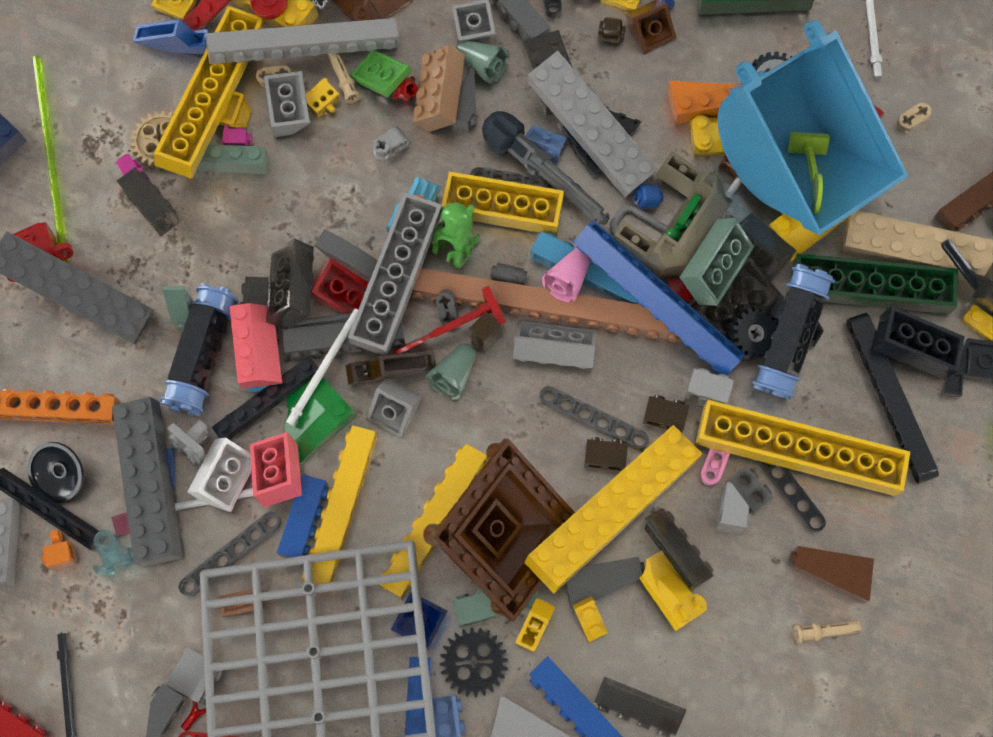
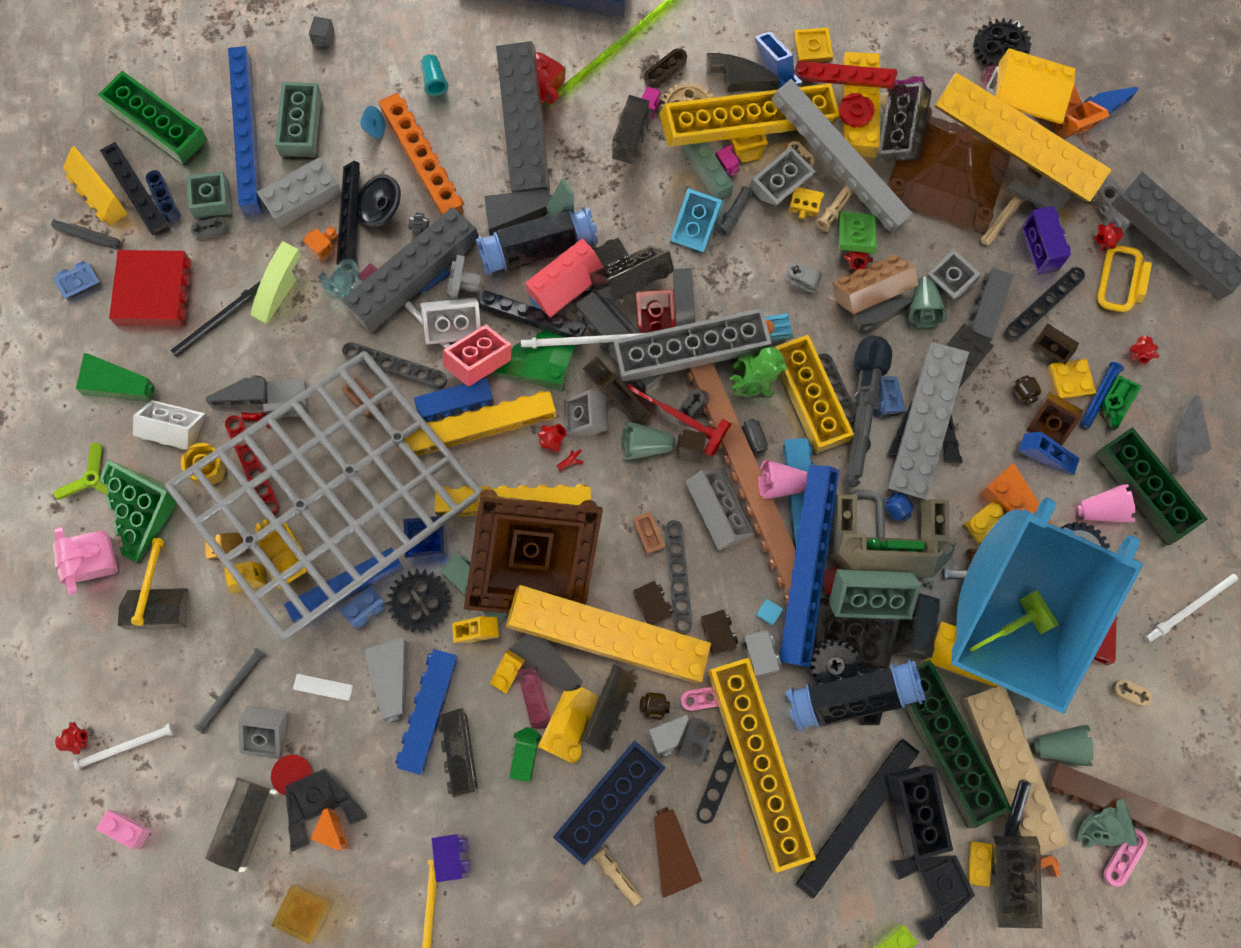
camera: 50 degrees right, 0 degrees up
(72, 618) = (275, 282): none -> yellowish green slope
(104, 448) = (418, 223): none -> dark grey gear
(105, 129) = (668, 62): none -> dark brown plate
(151, 351) = (515, 208): none -> dark grey slope
(159, 75) = (740, 73): none -> clear smoke slope
(275, 199) = (697, 220): none -> medium azure slope
(291, 169) = (731, 217): none -> dark grey pin
(396, 449) = (552, 436): none -> red rock
(427, 447) = (571, 459): none -> red bar
(538, 419) = (648, 533): none -> nougat plate
(629, 608) = (534, 697): none -> clear pink slope
(672, 360) = (769, 612): none -> medium azure tile
(673, 648) = (524, 754): none -> green piece
(676, 48) = (1048, 452): none -> blue slope
(697, 508) = (654, 705): none -> dark brown head
(752, 31) = (1109, 506): none -> bright pink cone
(760, 598) = (609, 802): none -> dark blue brick
(929, 193) = (1067, 746): none -> sand green cone

